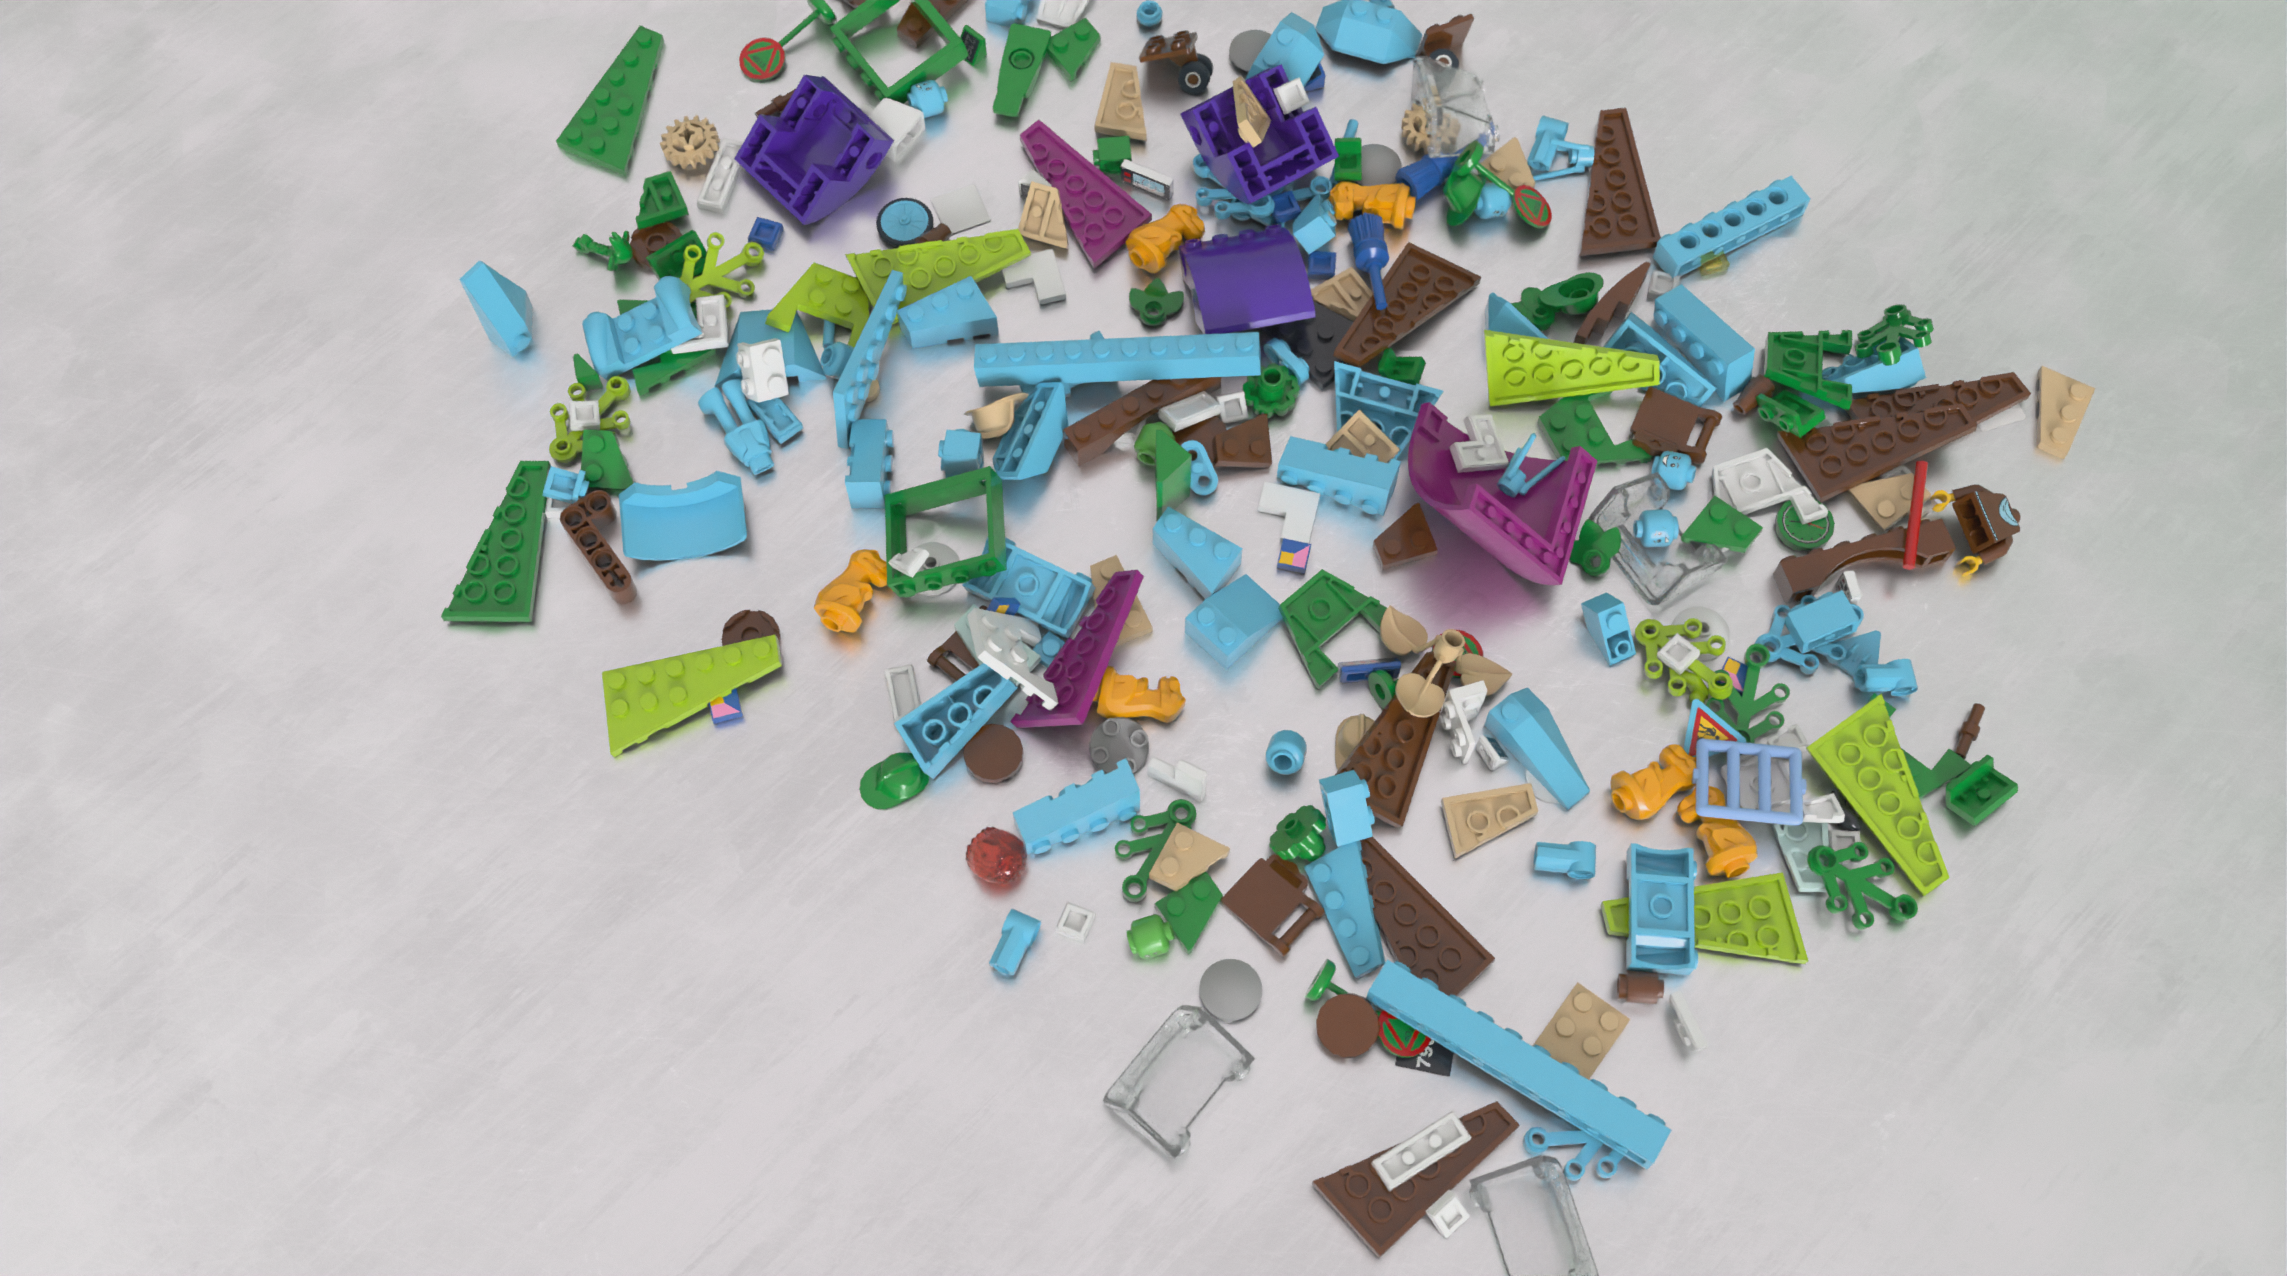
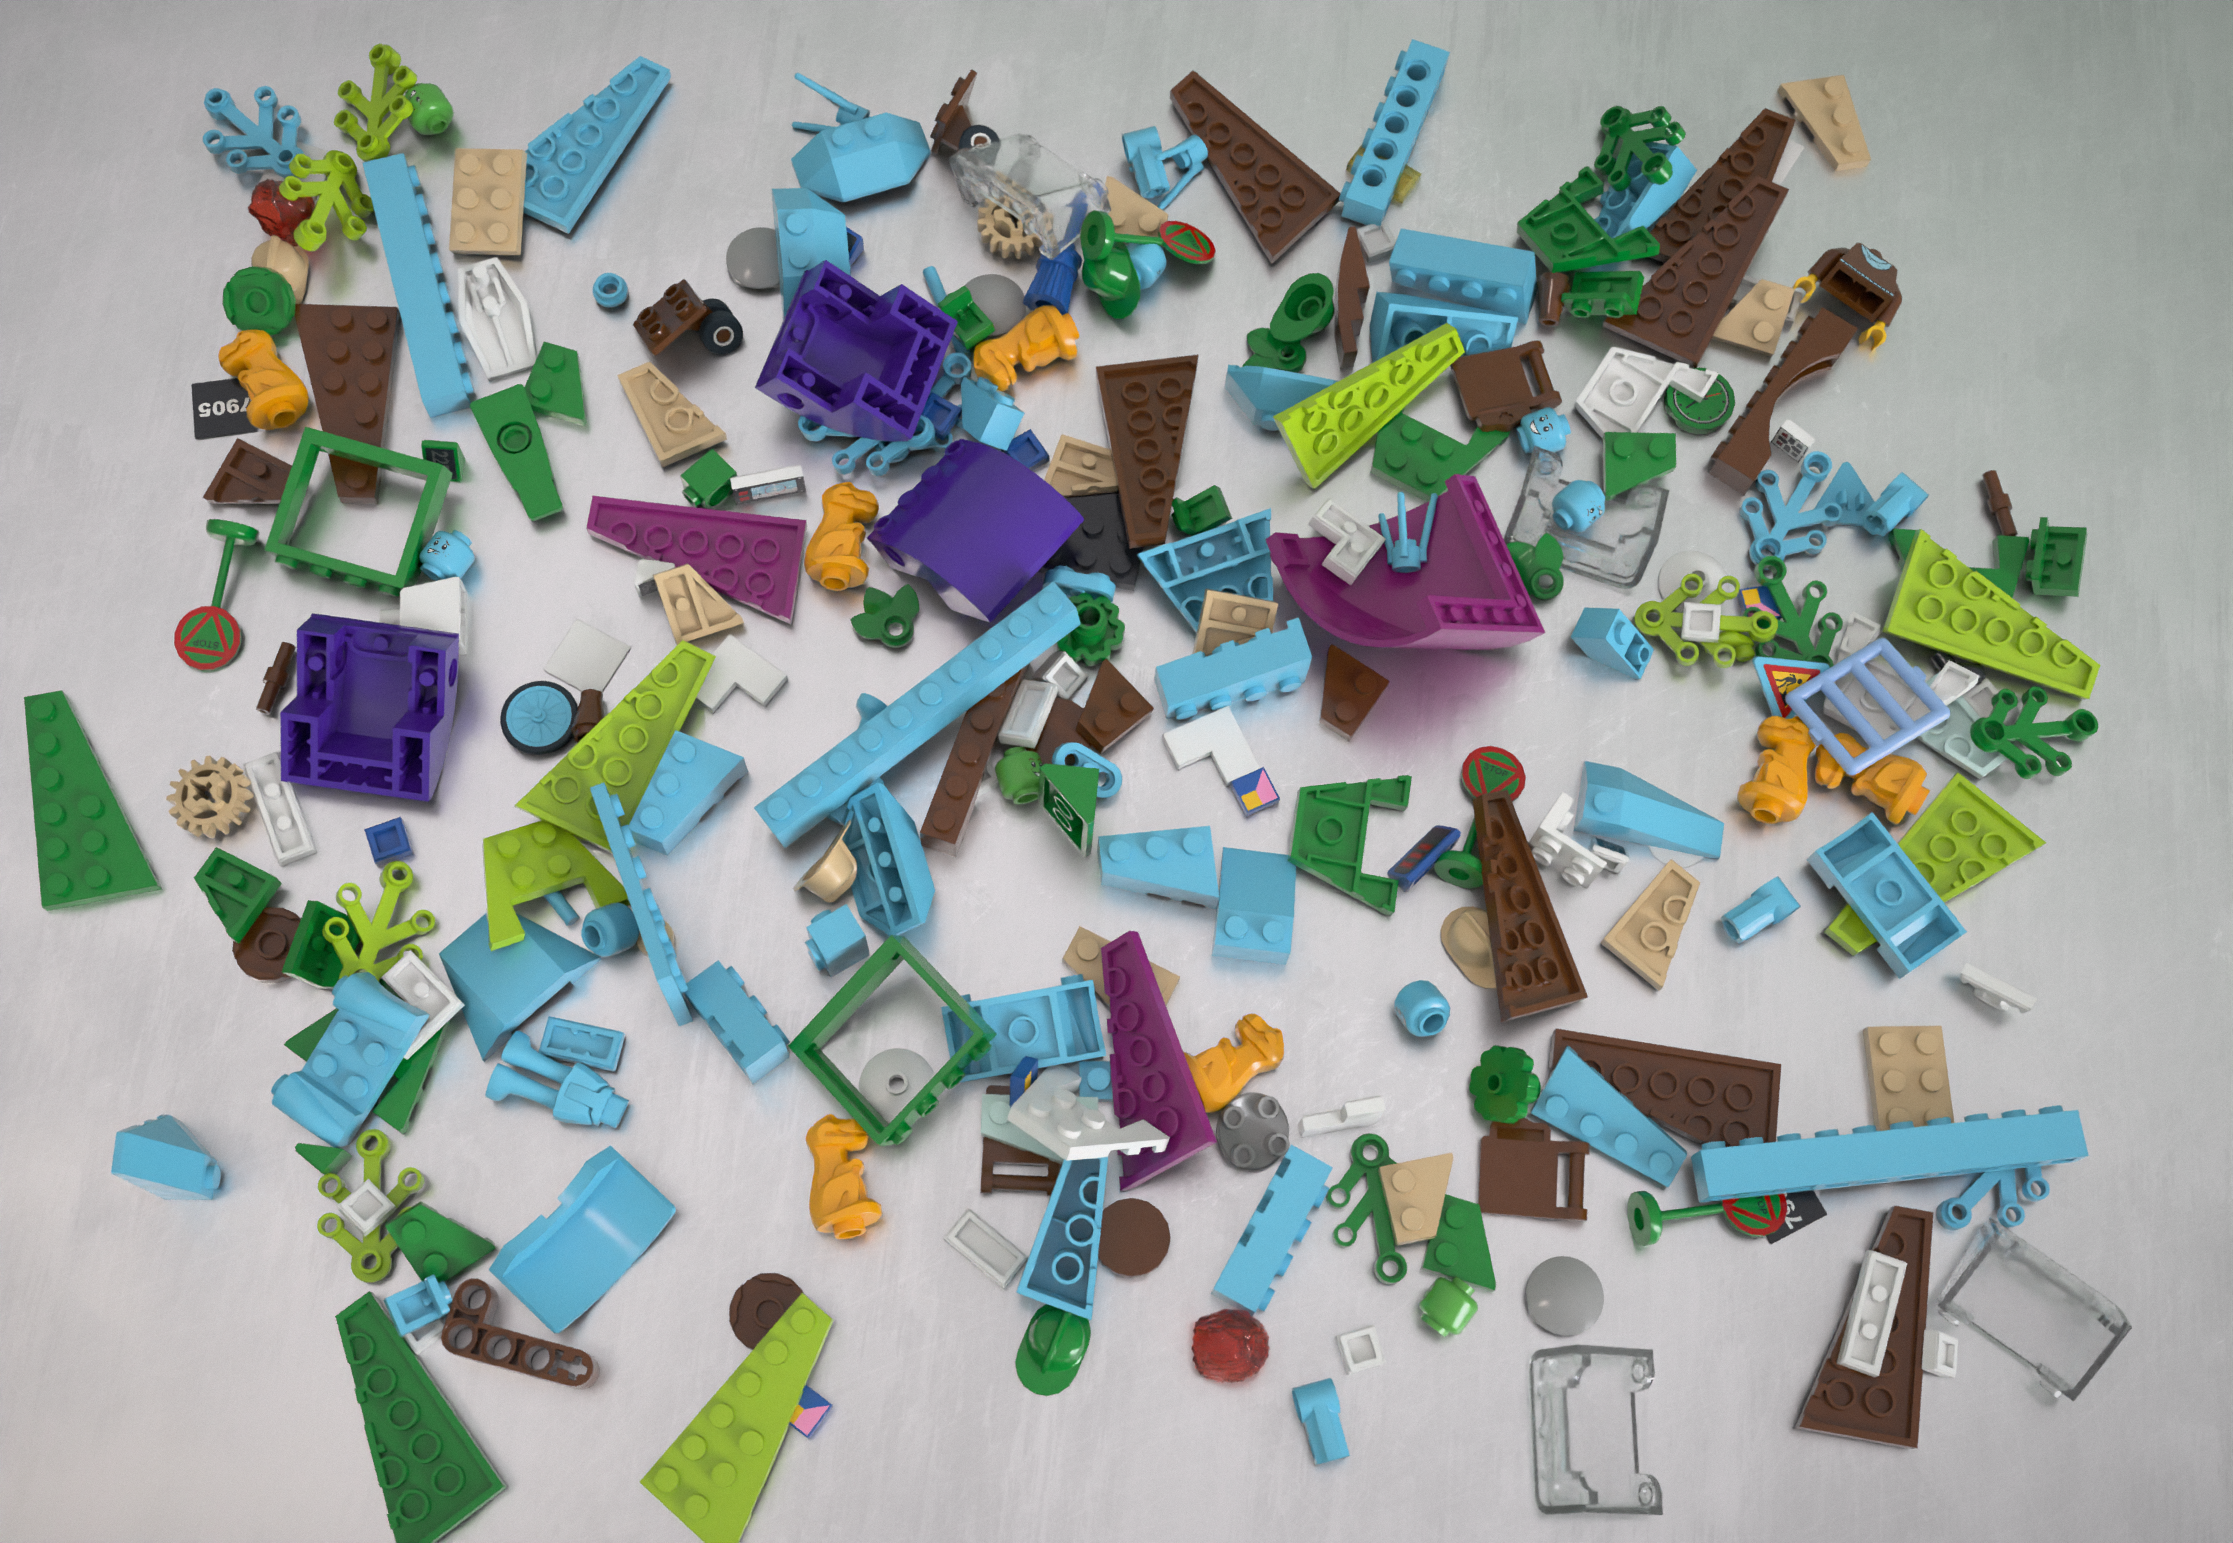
camera: 45 degrees left, 5 degrees up
(619, 252) = (239, 987): green piece -> none
(762, 370) = (537, 1007): white bracket -> none
(910, 561) = (885, 1102): white tile -> none
(1250, 114) = (837, 338): tan wing -> none
(1291, 95) = (860, 287): white tile -> none
(1346, 807) = (1541, 1025): medium azure brick -> none
(1348, 1025) = (1705, 1242): reddish brown tile -> none
(1370, 251) = (1072, 406): blue piece -> none
(1420, 696) = (1509, 853): tan plant -> none
(1640, 987) = (1925, 987): reddish brown brick -> none
(1821, 621) = (1802, 492): medium azure brick -> none
(1915, 515) = (1801, 321): red bar -> none

